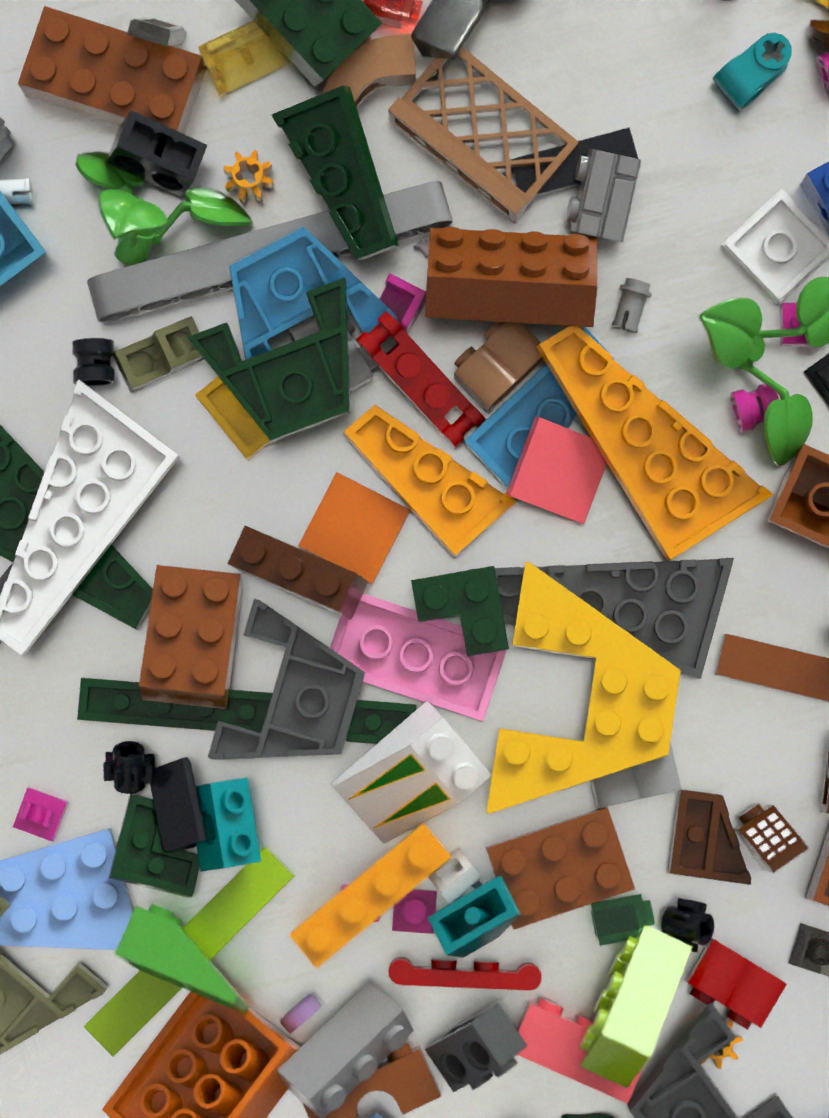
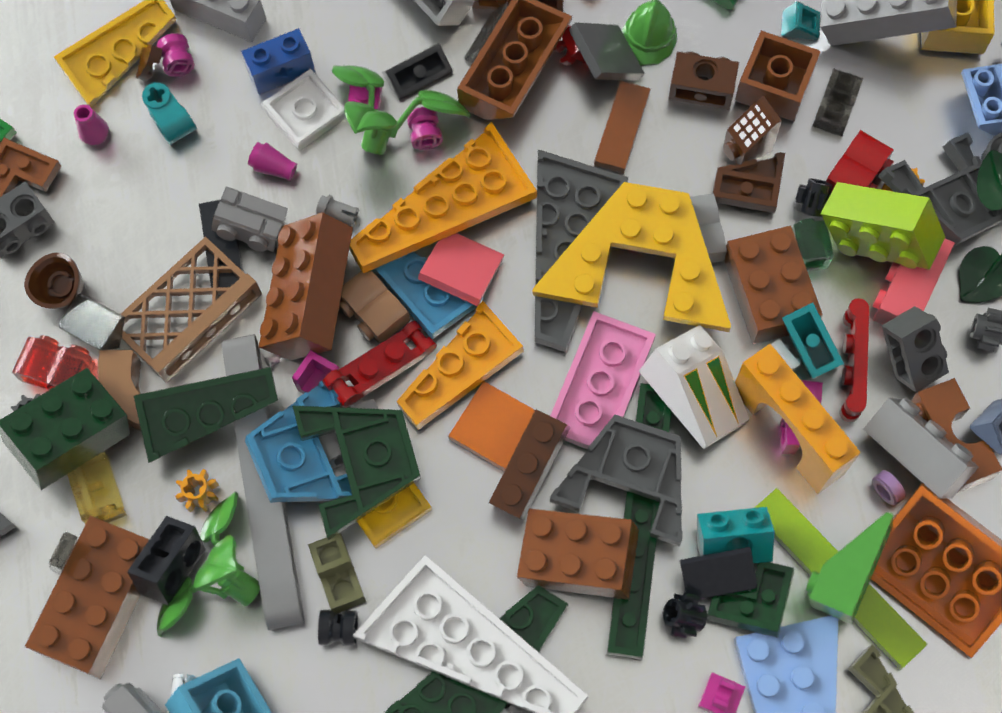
camera: 85 degrees left, 15 degrees down
(472, 597) = (559, 332): dark green plate -> none
(695, 212) = (270, 161): none -> dark pink cone

